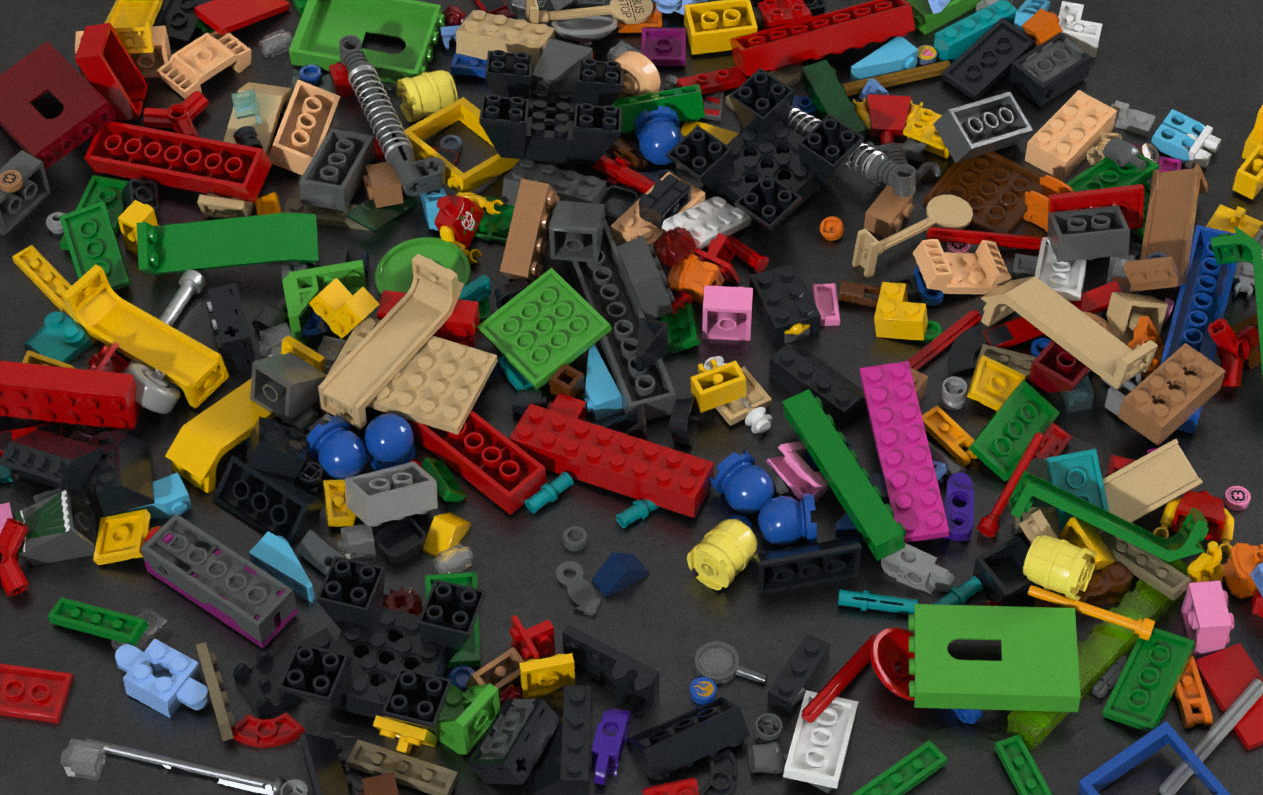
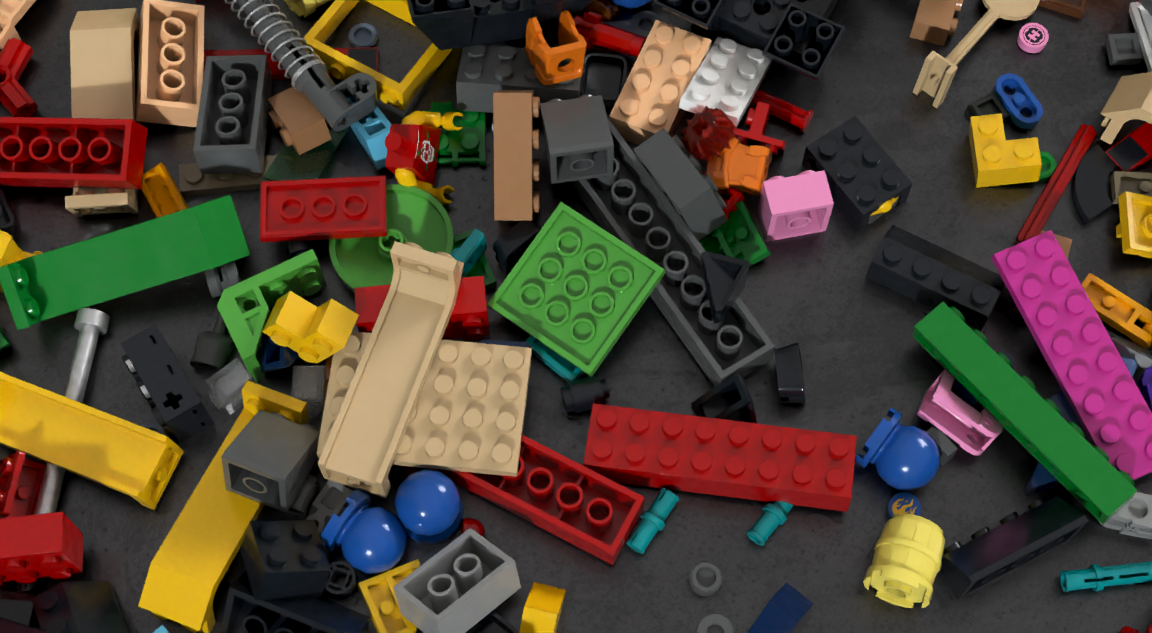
camera: 15 degrees left, 15 degrees up
(153, 390) = (92, 508): light grey wheel -> none
(246, 105) = (89, 54): clear light blue panel -> none
(247, 136) = (104, 102): black wheel -> none
(379, 241) = (323, 208): none -> red tile
(447, 485) = (512, 538): green plate -> none
(567, 381) = (627, 360): reddish brown brick -> none
(569, 406) = (637, 393): red brick -> none
(572, 170) = (547, 59): none -> orange piece
(601, 391) = (670, 355): medium azure slope -> none
(664, 200) = (671, 68): black brick -> none
(718, 385) = (822, 318): yellow brick -> none
(749, 407) = (840, 318): tan plate -> none
(786, 520) = (969, 491): blue tile -> none
(827, 303) = (902, 151): bright pink tile -> none
(832, 228) = (874, 48): orange tile -> none
(855, 292) = (937, 134): reddish brown hinge -> none
(953, 393) = (1101, 243): light grey wheel -> none
(961, 272) = (1055, 72): light nougat plate -> none
(976, 237) = (1063, 21): red axle -> none

